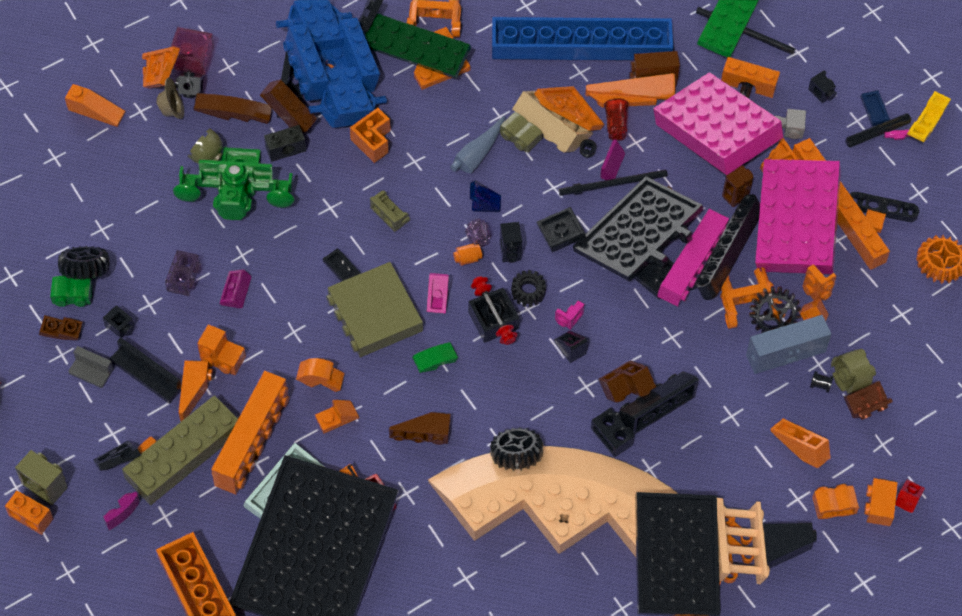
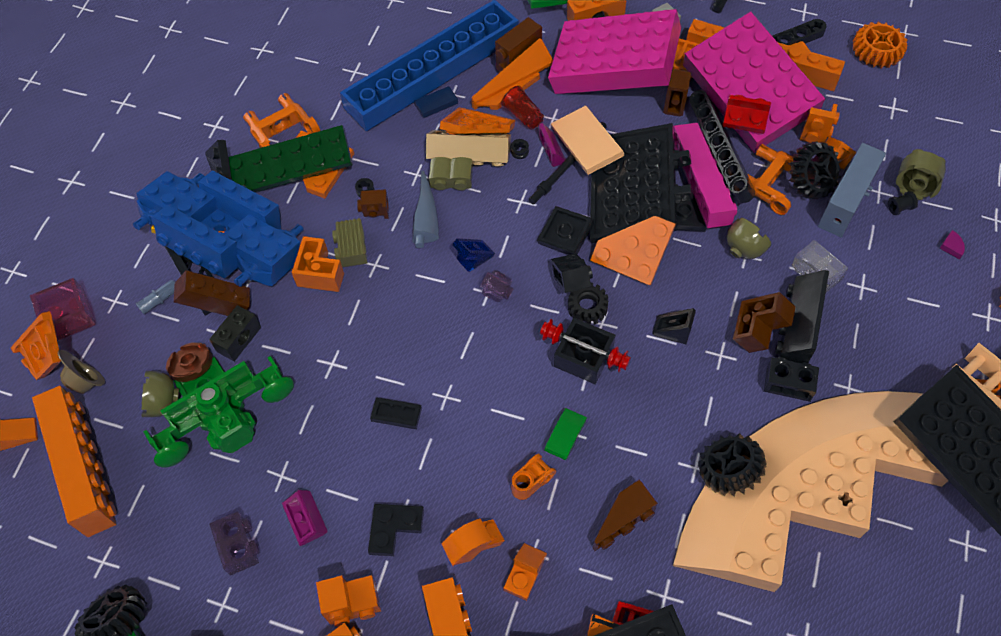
camera: 35 degrees left, 0 degrees up
(128, 155) = (74, 462): none -> orange brick
(193, 79) = (89, 335): black brick -> none
(234, 107) = (147, 337): reddish brown slope -> none
(242, 142) = (189, 362): none -> copper tile
(254, 83) = (156, 297): none -> sand blue axle
(282, 328) = (388, 521): none -> black plate
(374, 309) = (466, 431): olive brick -> none
(388, 211) = (393, 327): olive hinge -> none
(390, 366) = (535, 474): none -> orange piece
(409, 134) = (351, 243): none -> olive brick
(437, 293) = (512, 369): dark pink slope -> none
(449, 117) = (374, 203): none -> reddish brown brick
(453, 96) = (363, 182): none -> black bush
(467, 254) = (505, 312): orange brick -> none
(510, 242) = (537, 272): black brick -> none
(533, 258) = (571, 272): none -> black brick
(561, 70) = (436, 102): none -> dark blue tile
(571, 317) = (649, 302): dark pink bracket -> none
(592, 275) = (636, 249): none -> orange plate
(638, 174) = (587, 140): none -> light nougat tile
(676, 324) = (746, 240): none -> olive cylinder
(711, 379) = (817, 258): none -> clear brick
(761, 236) = (747, 113): none -> red bracket
(803, 443) = (947, 264): orange slope -> none
(829, 433) = (953, 245): none -> magenta tile
(867, 400) = (955, 193): copper bracket -> none

